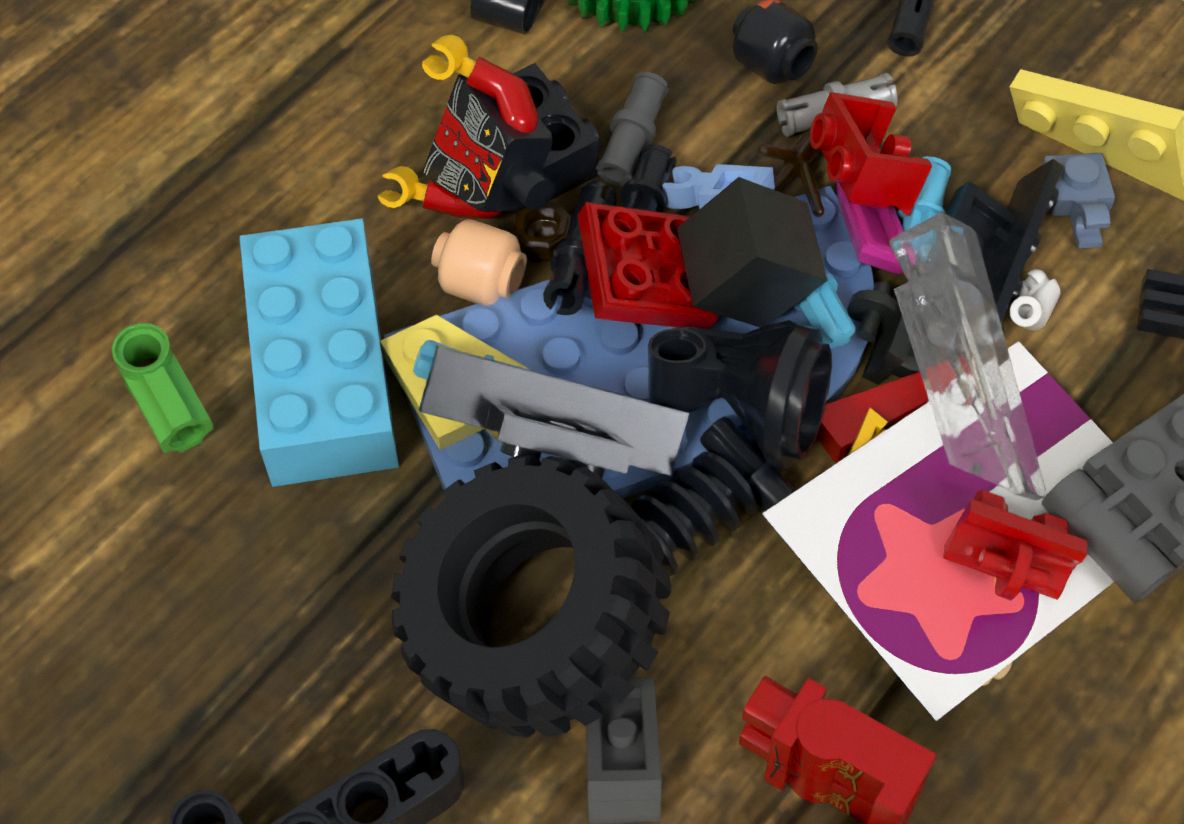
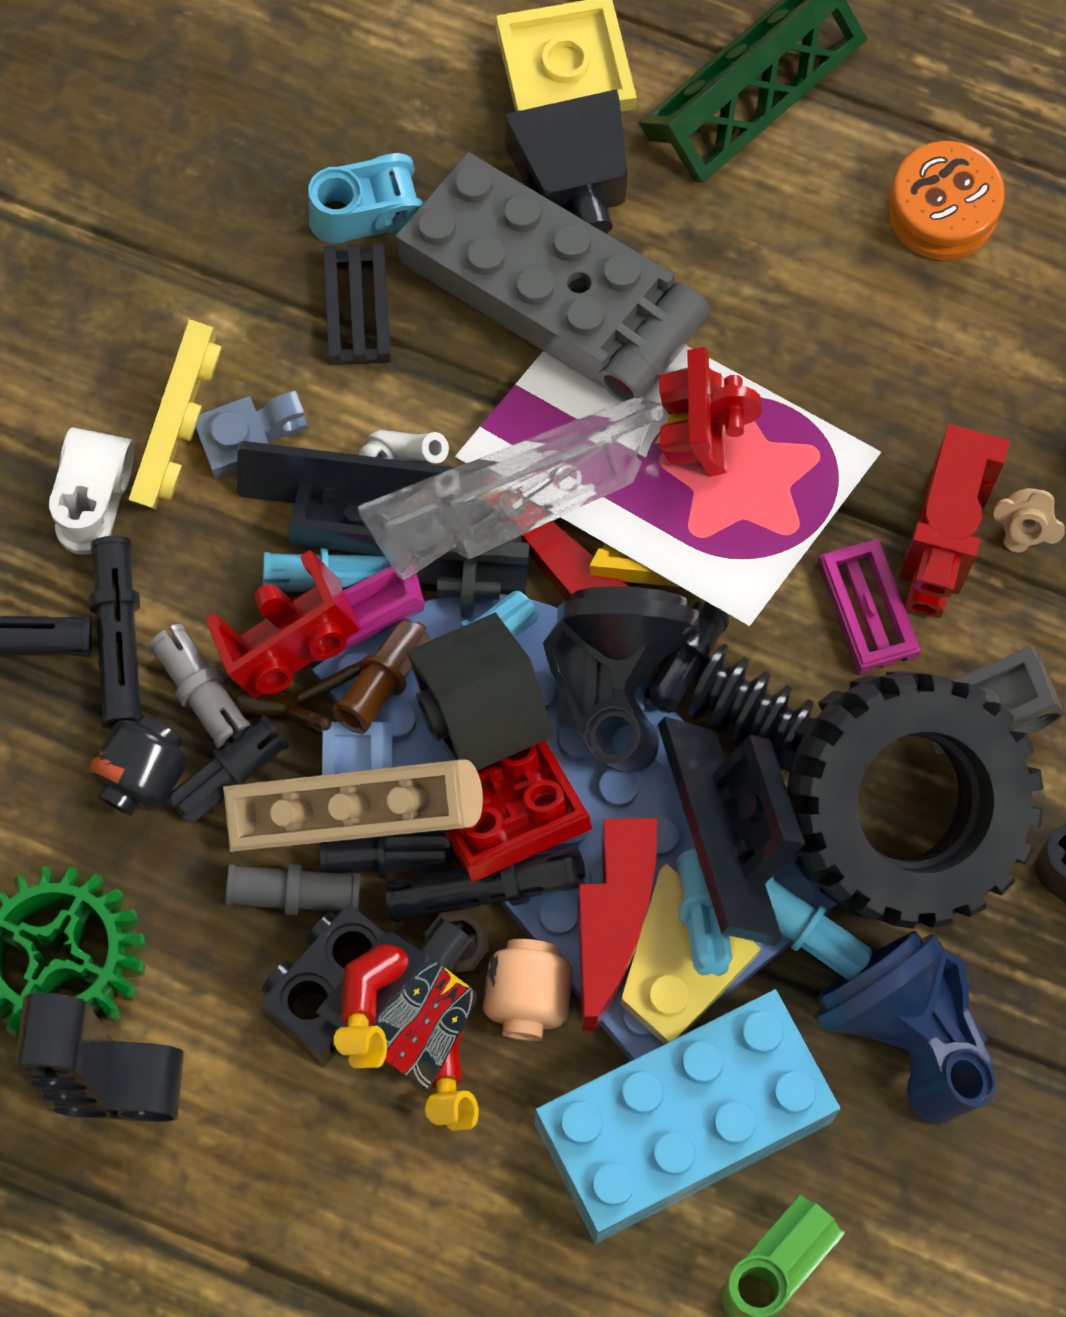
camera: 110 degrees left, 10 degrees up
(338, 565) = (918, 1001): none -> dark blue piece
(403, 514) = (817, 933): none -> medium azure axle
(511, 319) = (614, 913): none -> red slope
(675, 153) = (353, 805): none -> tan brick
(754, 106) = (227, 768): none -> black axle
(764, 651) = (885, 654): none -> dark pink tile
(776, 175) = (380, 677): none -> reddish brown axle
(905, 60) = (113, 563): none -> black pin
(1045, 53) = (89, 486): none -> white piece

